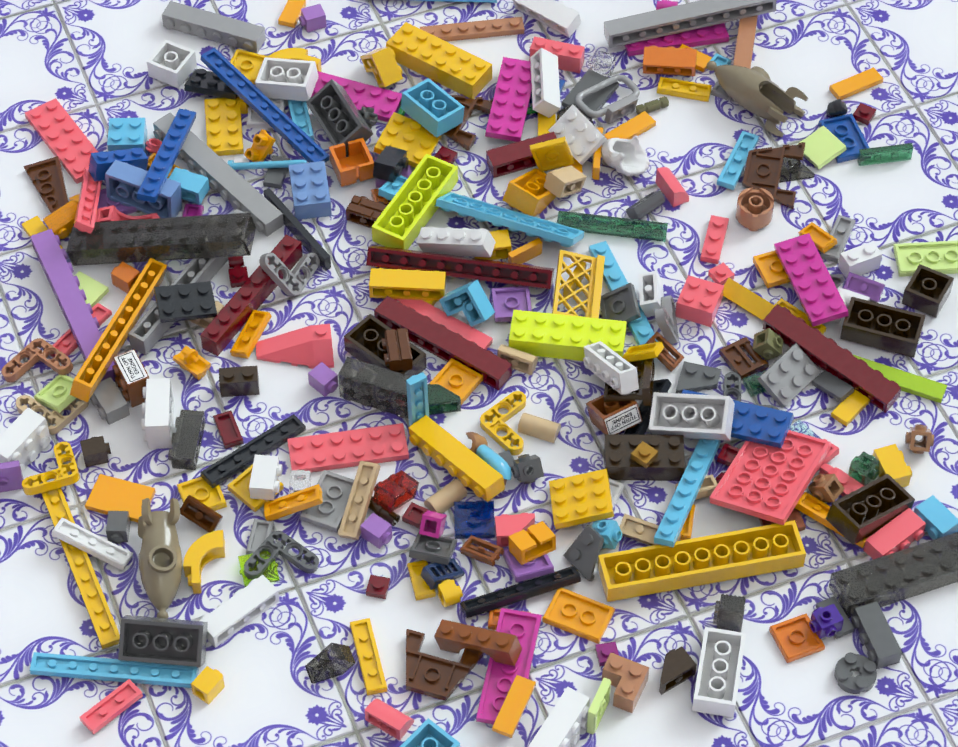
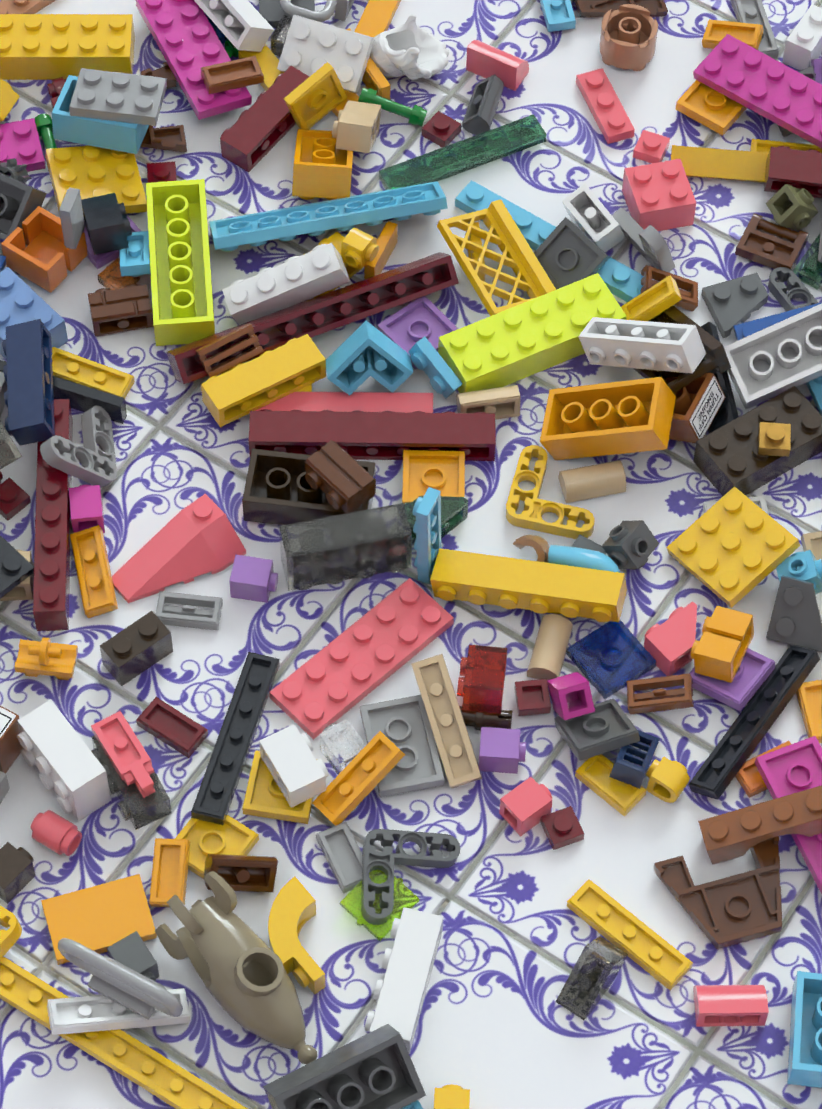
camera: 35 degrees left, 5 degrees up
(98, 526) = (121, 982): none -> light grey bar
(131, 446) = (56, 833): none -> coral brick
(173, 488) = (169, 871): none -> light orange tile
(188, 424) = (125, 752): none -> coral hinge
(270, 301) = (86, 507): none -> dark pink brick
(276, 378) = (189, 615): none -> light grey tile
(284, 221) = (29, 382): none -> dark blue brick
(326, 237) = (90, 373): none -> yellow tile
(367, 150) = (72, 218): none -> light grey tile
(367, 564) = (526, 805): none -> coral brick
(383, 259) = (255, 350): none -> dark orange tile
(442, 101) = (118, 97): none -> light grey plate
(501, 331) = (440, 374): none -> medium azure plate
(507, 242) = (358, 248): none -> yellow plate
(517, 120) = (232, 75): none -> dark orange tile
(565, 397) = (608, 419): none -> light orange brick
(604, 192) = (415, 115): none -> green bar
(613, 206) = (441, 129): none -> dark red plate

